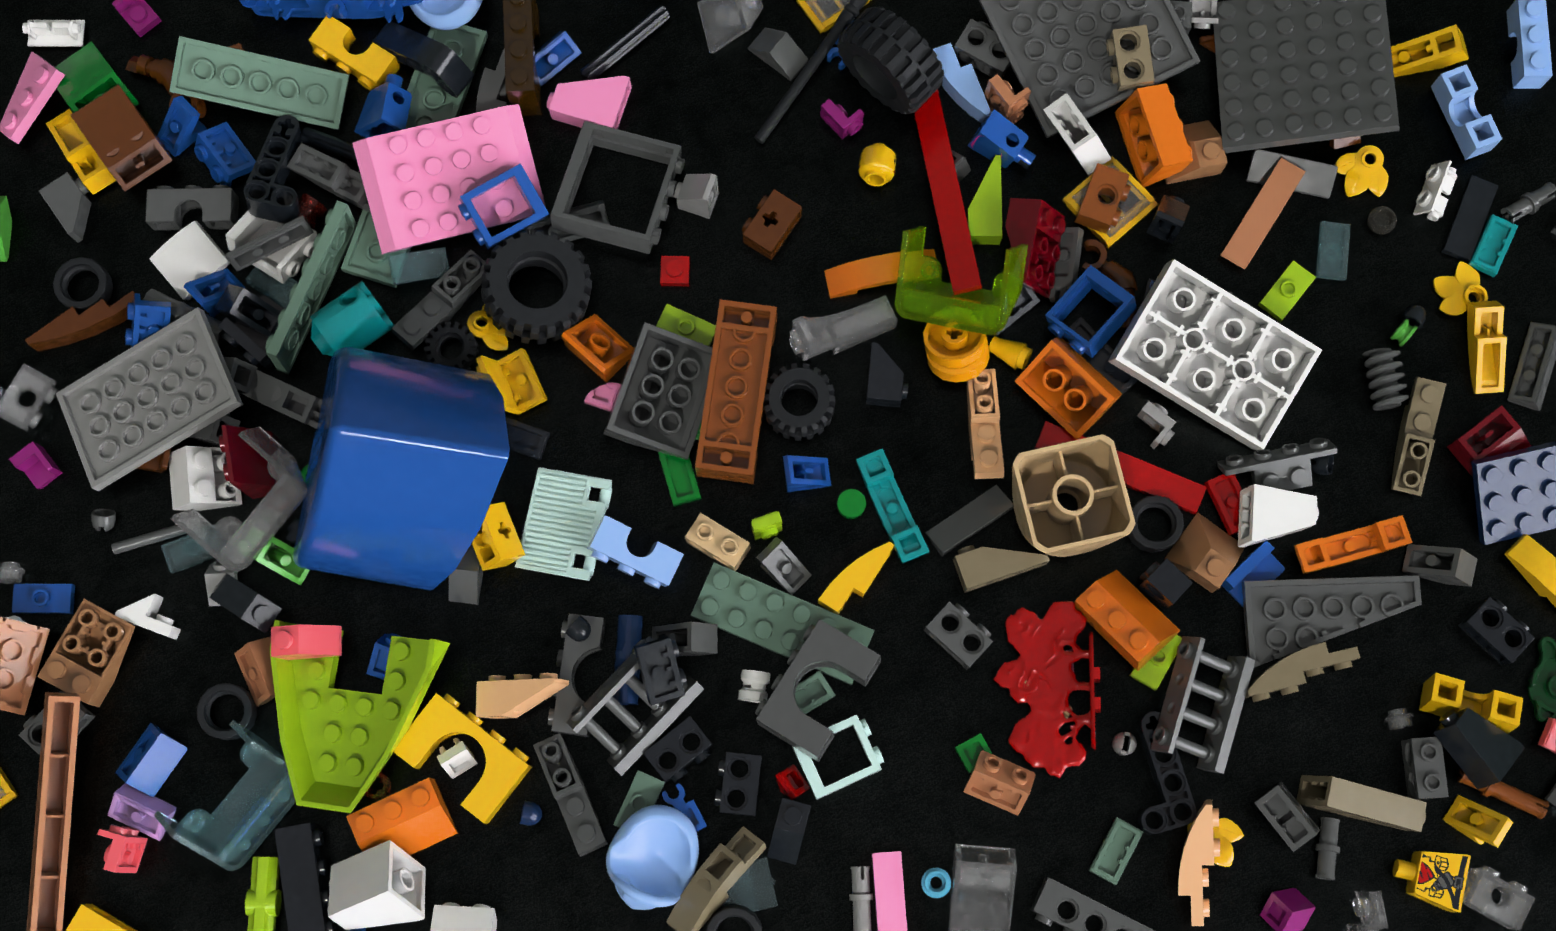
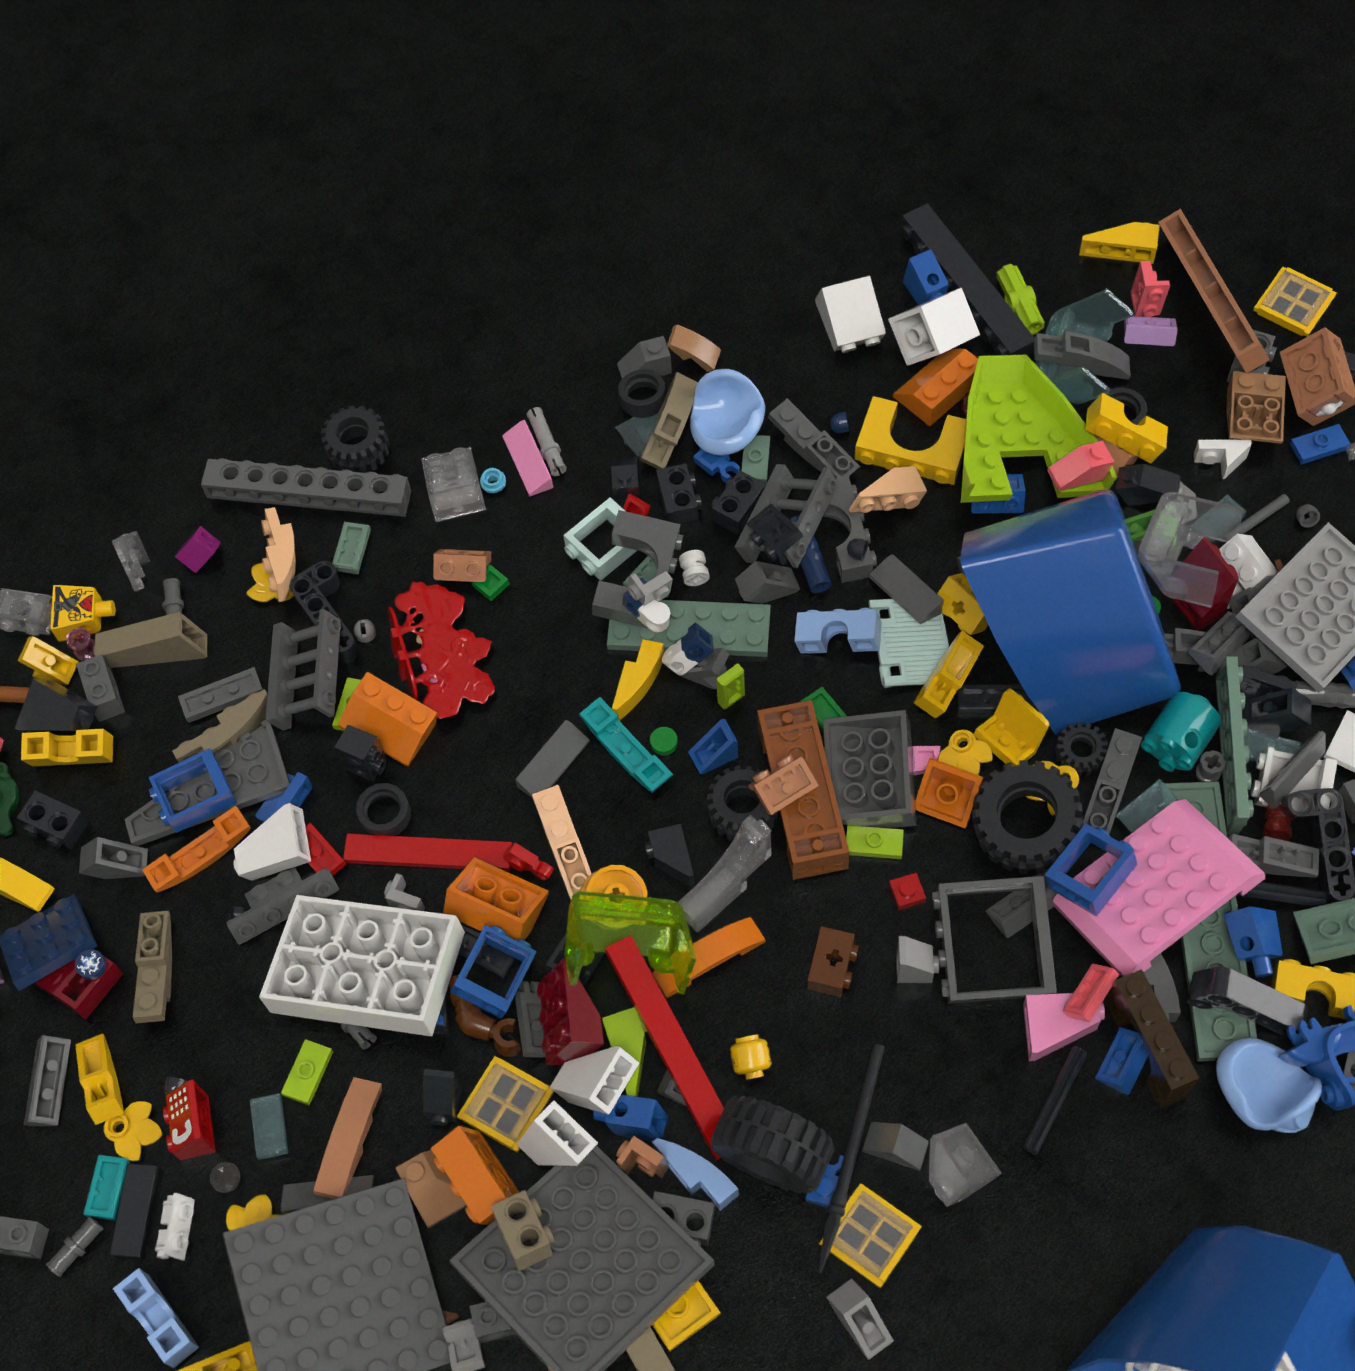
camera: 165 degrees right, 15 degrees down
(151, 760) = (1163, 361): panel -> none
(210, 288) = (1326, 718): blue slope -> none
(236, 789) = (1083, 350): none -> dark grey slope
(251, 683) = (1108, 421): none -> yellow arch
(269, 392) = (1220, 642): none -> dark grey slope
(341, 277) = (1213, 759): none -> dark grey bush
(456, 759) = (918, 437): white tile -> none
(544, 466) = (948, 675): none -> yellow slope
(546, 576) = (907, 589): none -> dark grey slope
(556, 102) = (1090, 992): none -> coral plate
(564, 379) = (968, 757): none -> yellow plate
(717, 542) = (770, 665): tan brick -> none
(758, 382) = (783, 784): none -> nougat bracket
(793, 581) = (689, 650): none -> leg
(813, 626) = (655, 589): none -> light grey bracket
(820, 615) = (653, 615): none -> white leg
(837, 119) = (809, 1091): magenta bracket -> none
(953, 640) = (535, 656): dark grey brick -> none
(990, 565) = (518, 728): dark tan slope -> none
(1011, 352) = (554, 918): yellow cone -> none
(1028, 173) = (595, 1079): none -> white slope
(1029, 418) = (522, 859): none -> red plate
(1088, 472) = (463, 781): tan piece -> none
(1095, 213) = (518, 1107): dark orange brick -> none
(1205, 553) = (329, 801): medium nougat slope -> none
(1287, 816) = (212, 611): dark grey brick -> none
(1295, 717) = (219, 694): none -> dark grey plate
(1319, 608) = (183, 772): none -> blue window
(1384, 378) = (190, 1012): dark grey piece -> none
(1399, 719) = (129, 722): clear plate -> none
(1403, 332) = (182, 1065): bright green bush -> none
(1407, 272) = (189, 1121): none -> red slope
(1446, 833) = (80, 648): none -> clear pink bush
(1481, 440) = (90, 964): none -> dark blue tile

